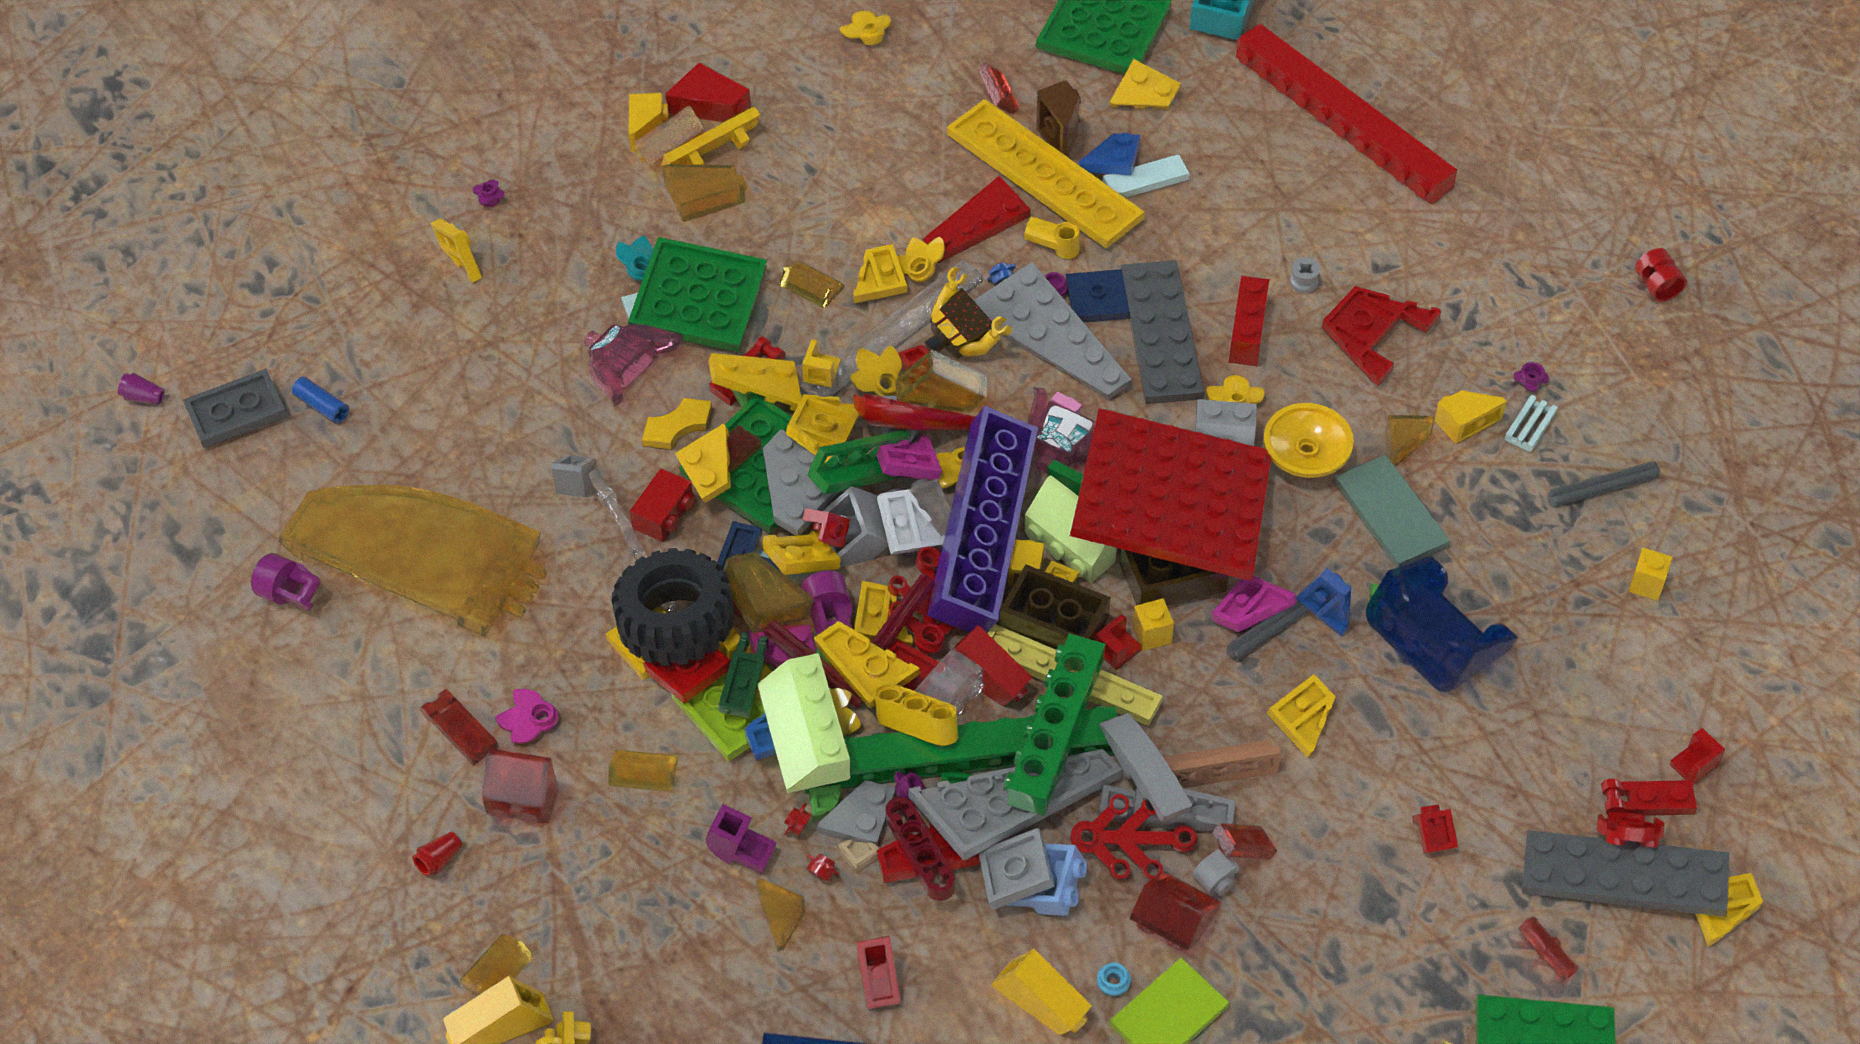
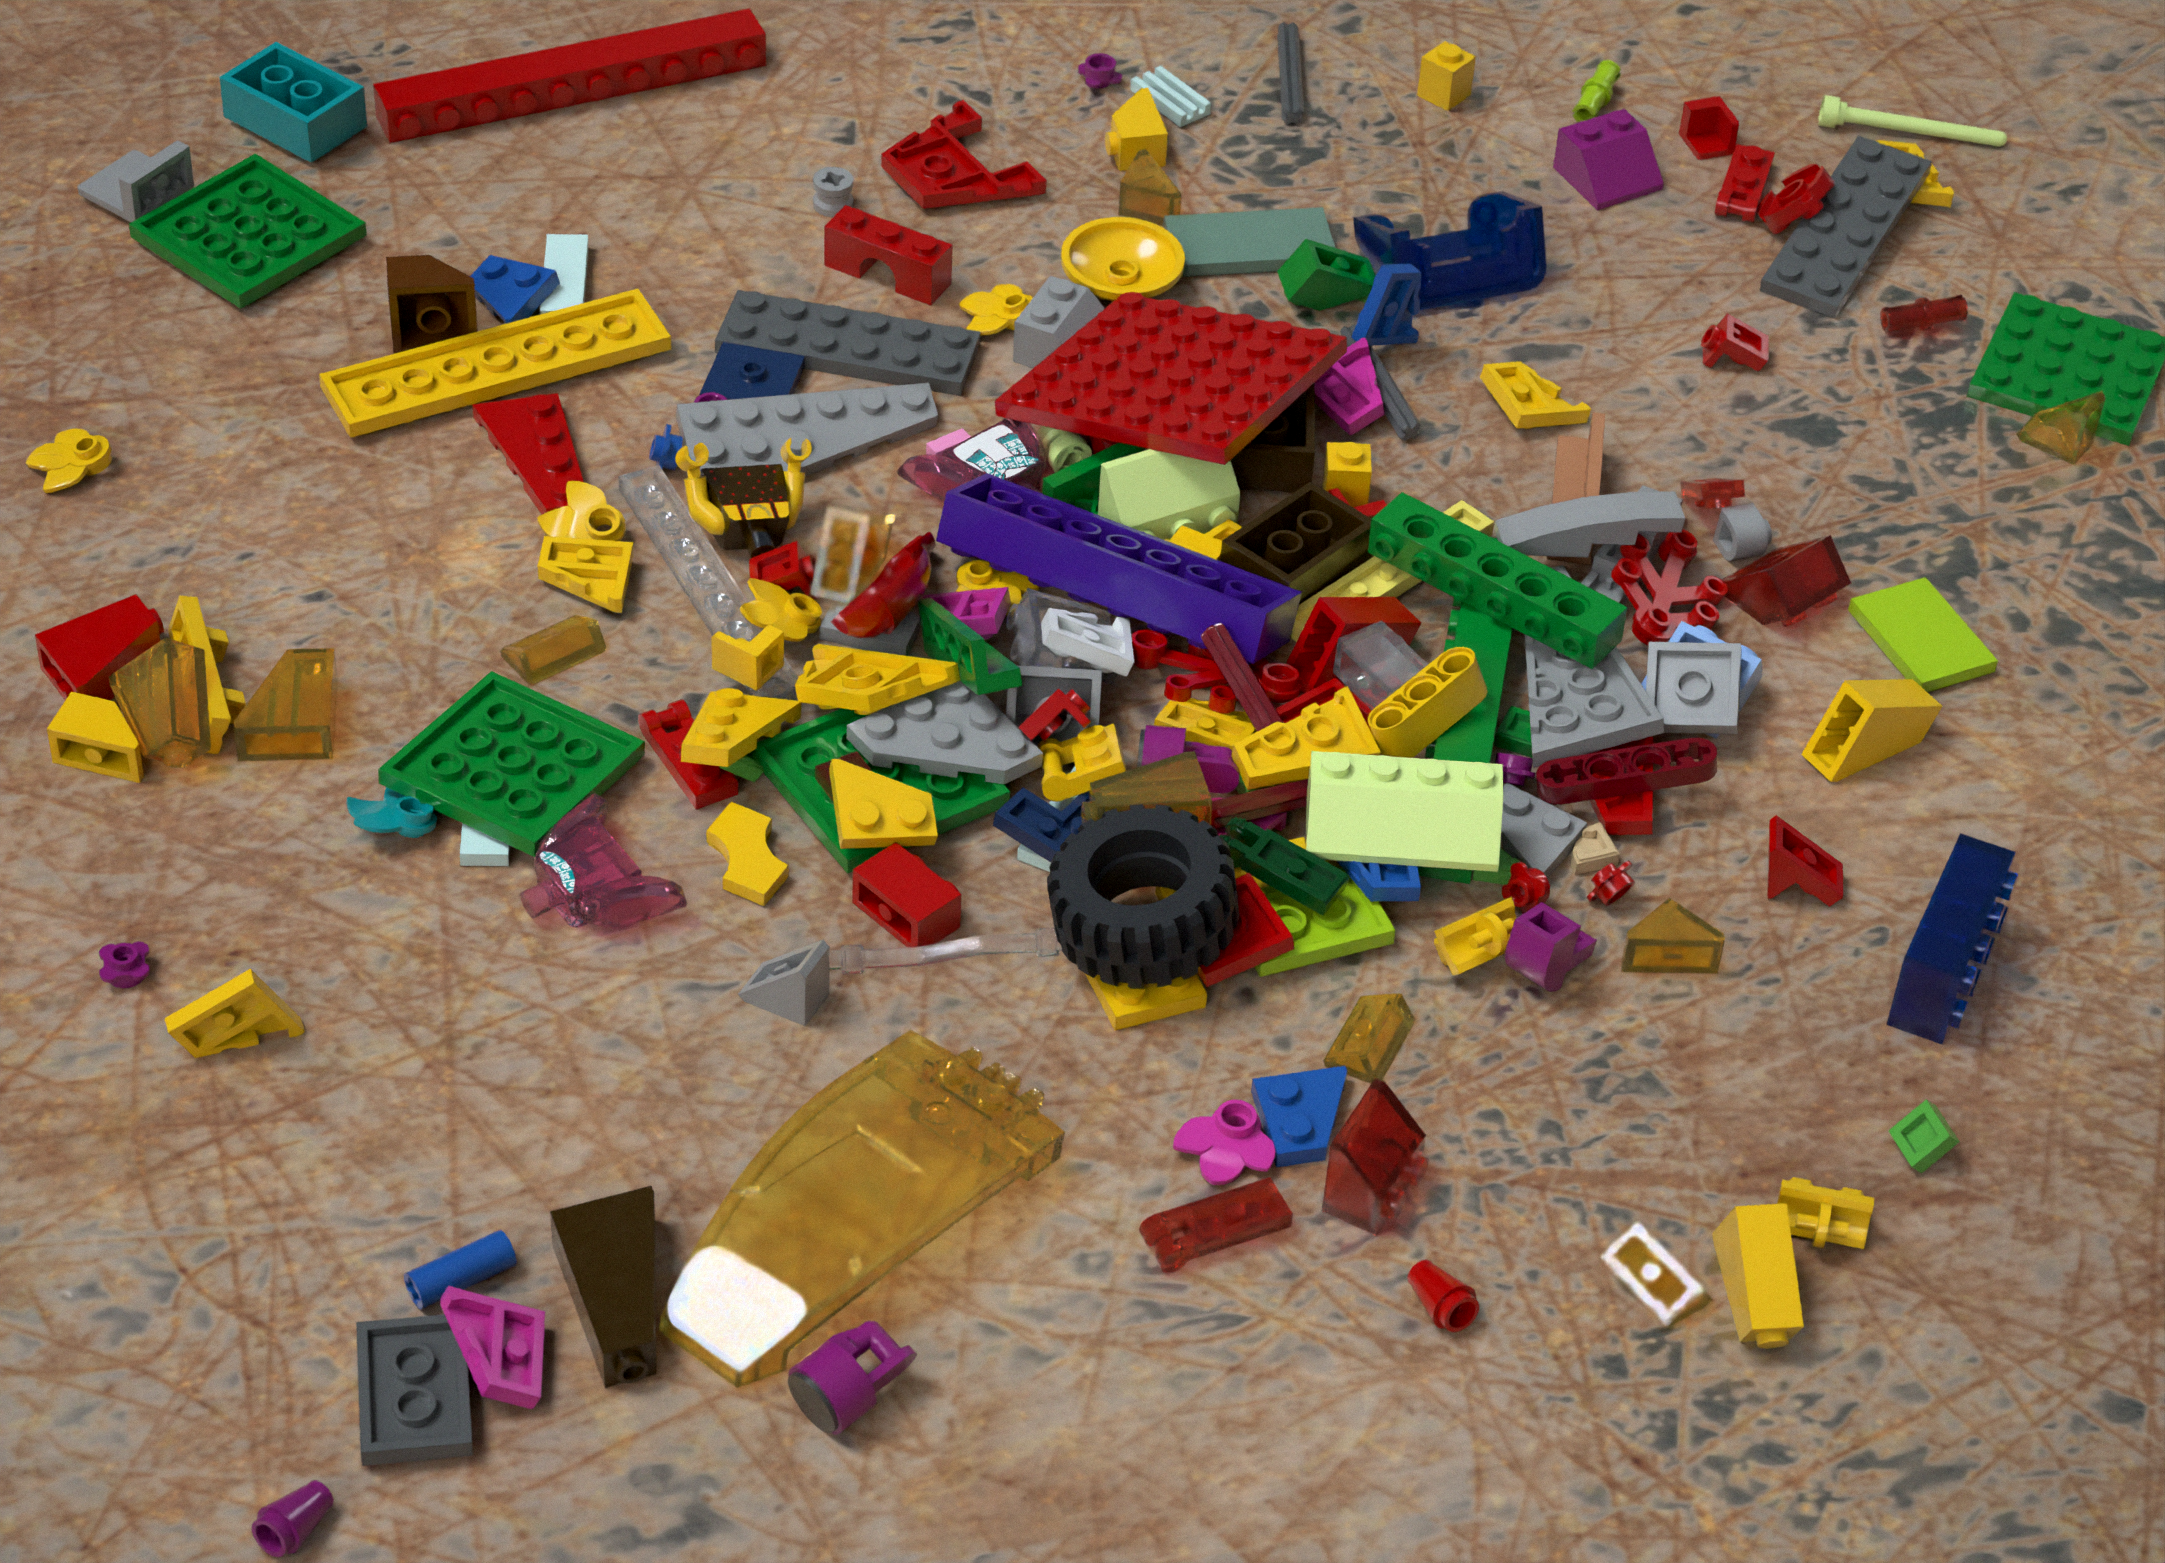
camera: 75 degrees left, 10 degrees down
(267, 432) = (499, 1344): none -> dark pink wing
(335, 459) = (611, 1276): none -> dark brown slope
(568, 746) = (1299, 1112): none -> blue wing
(736, 796) = (1476, 937): none -> yellow hips
(998, 88) = (303, 360): clear red plate -> none
(1061, 237) = (635, 379): yellow piece -> none
(1117, 971) = (1862, 663): medium azure plate -> none
(1145, 88) = (403, 223): yellow wing -> none
(1361, 559) = (1325, 276): none -> green slope
(1612, 699) = (1608, 159): none -> magenta slope
(1700, 675) = (1597, 91): none -> lime pin
(1779, 839) = (1836, 112): none -> yellowish green piece

